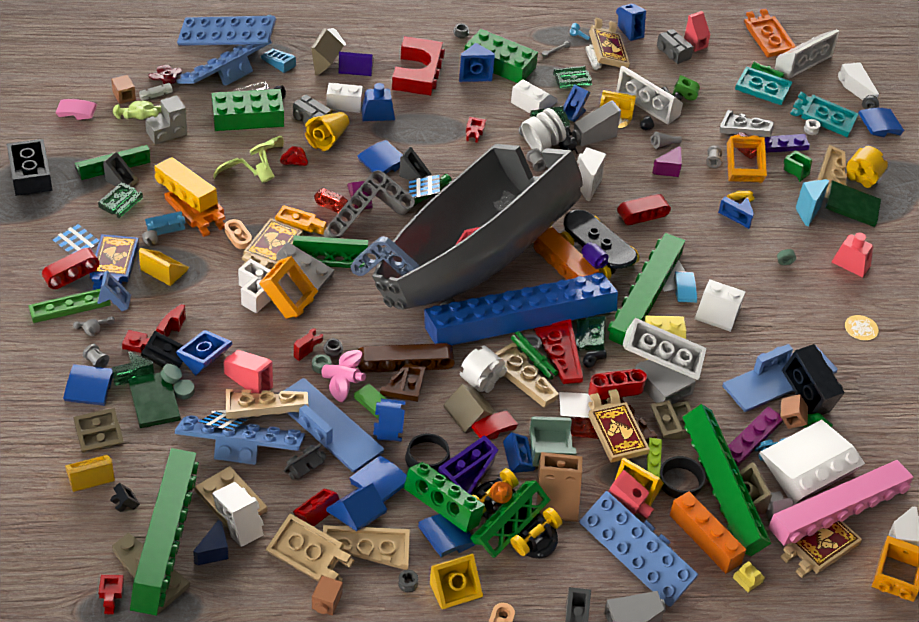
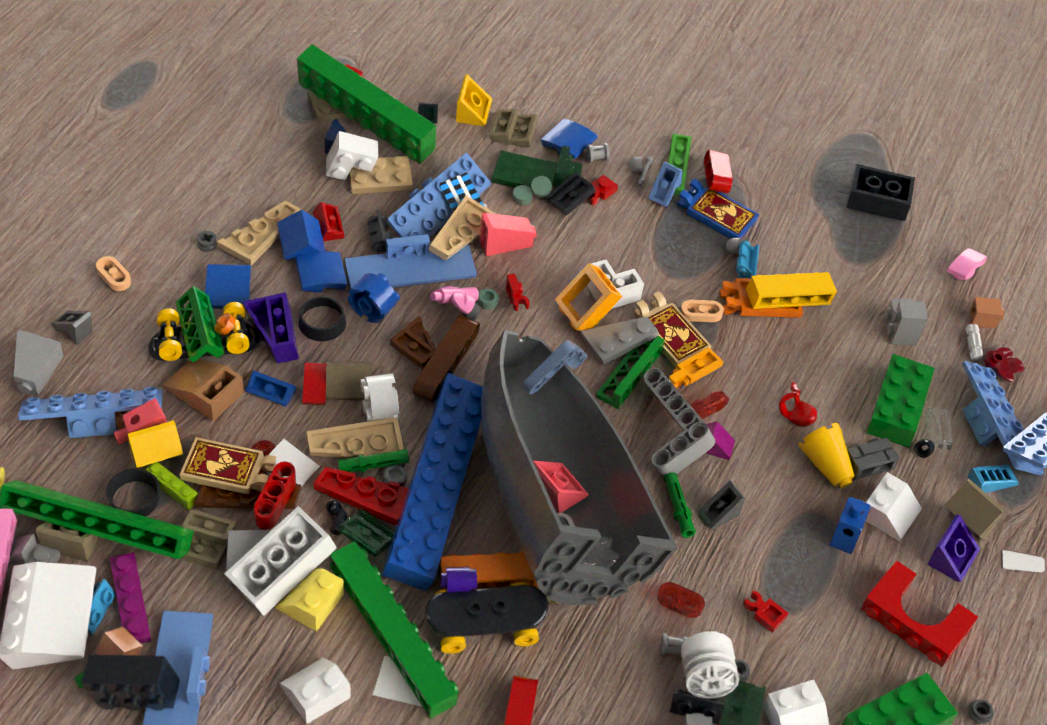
camera: 120 degrees right, 5 degrees up
(75, 239) = (766, 200): sticker -> none
(94, 166) = (864, 265): green fence -> none
(118, 171) = (842, 256): dark grey slope -> none
(120, 199) = (803, 245): clear green plate -> none
(137, 110) = (939, 310): yellowish green piece -> none
(161, 266) = (689, 236): yellow slope -> none
(172, 321) = (608, 215): red slope -> none
(203, 351) = (552, 214): blue slope -> none
(263, 169) = (788, 366): yellowish green plant -> none
(308, 549) = (282, 190): tan tile -> none
(327, 595) = (234, 182): nougat brick -> none
(333, 347) = (500, 313): dark grey plate -> none
(368, 397) = (405, 313): bright green tile -> none
(381, 157) = (760, 488): blue slope -> none
(424, 186) = (682, 495): sticker -> none
(444, 496) = (256, 287): green brick -> none
(455, 581) = (175, 264): yellow slope -> none
(476, 64) = (887, 668): blue slope -> none
(550, 436) = (256, 411): sand green panel -> none
(591, 167) = (607, 674): white slope -> none
(685, 287) = (371, 673): dark azure slope -> none
(707, 532) = (60, 469): orange brick -> none

